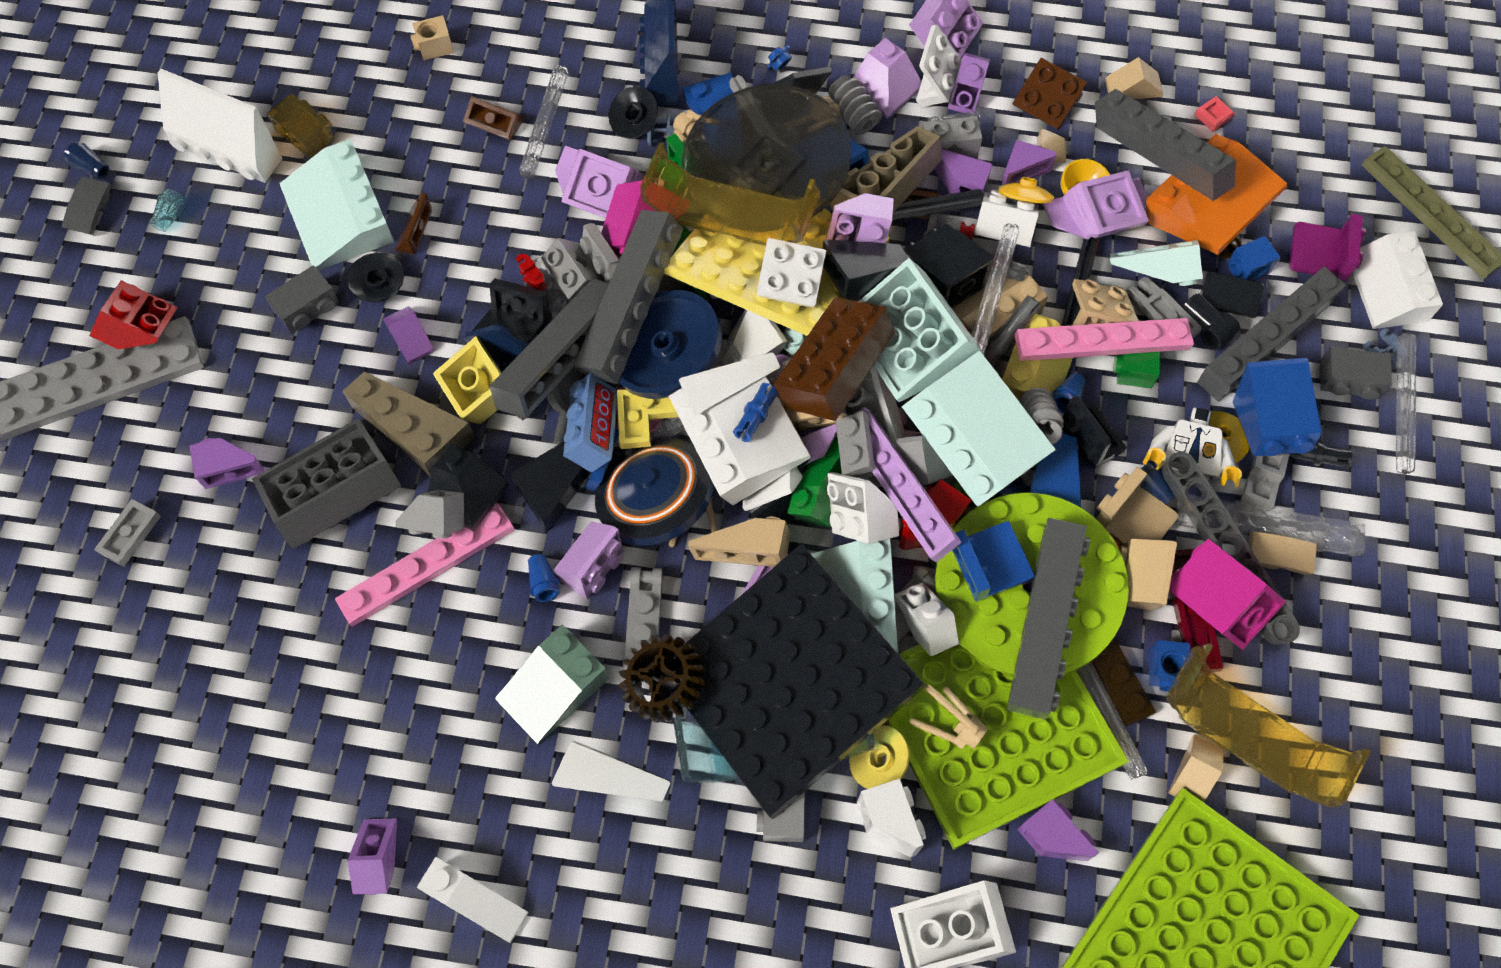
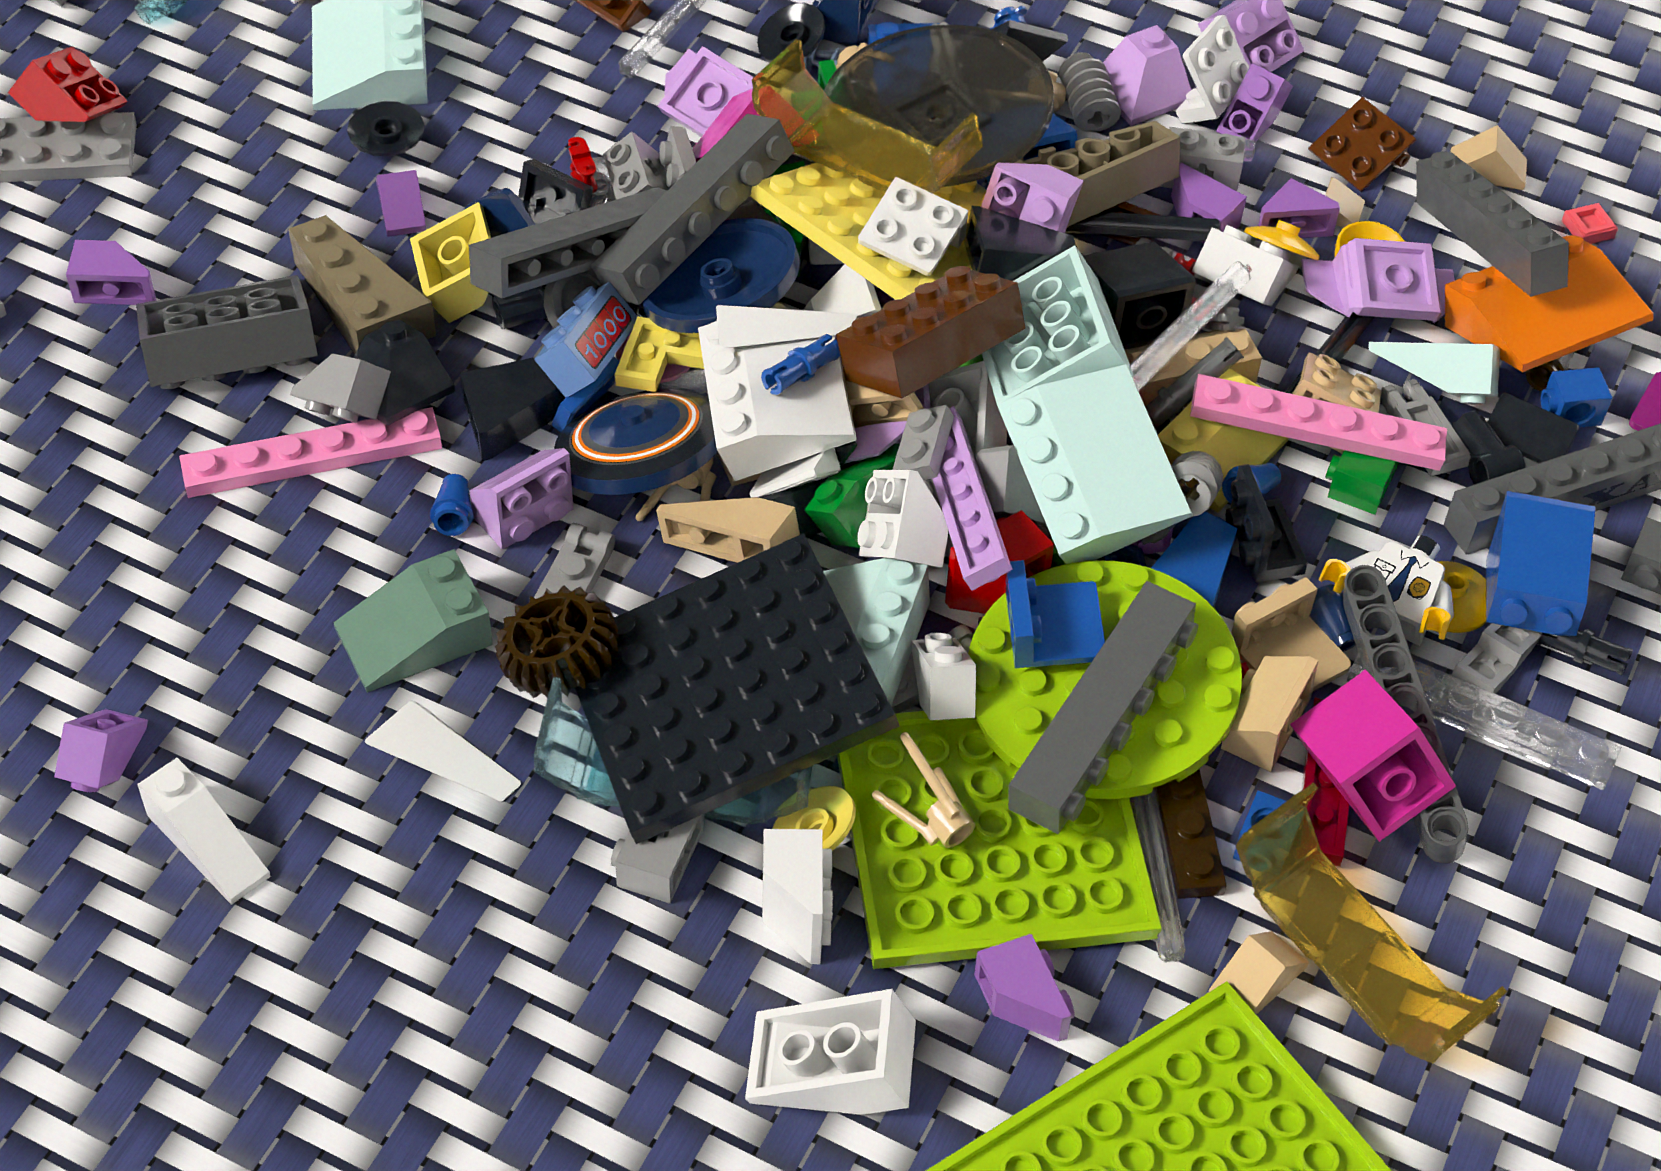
camera: 15 degrees right, 15 degrees down
(302, 299) = (284, 129): dark grey brick -> none
(415, 225) = (461, 88): reddish brown slope -> none
(1283, 552) = (1478, 742): tan slope -> none

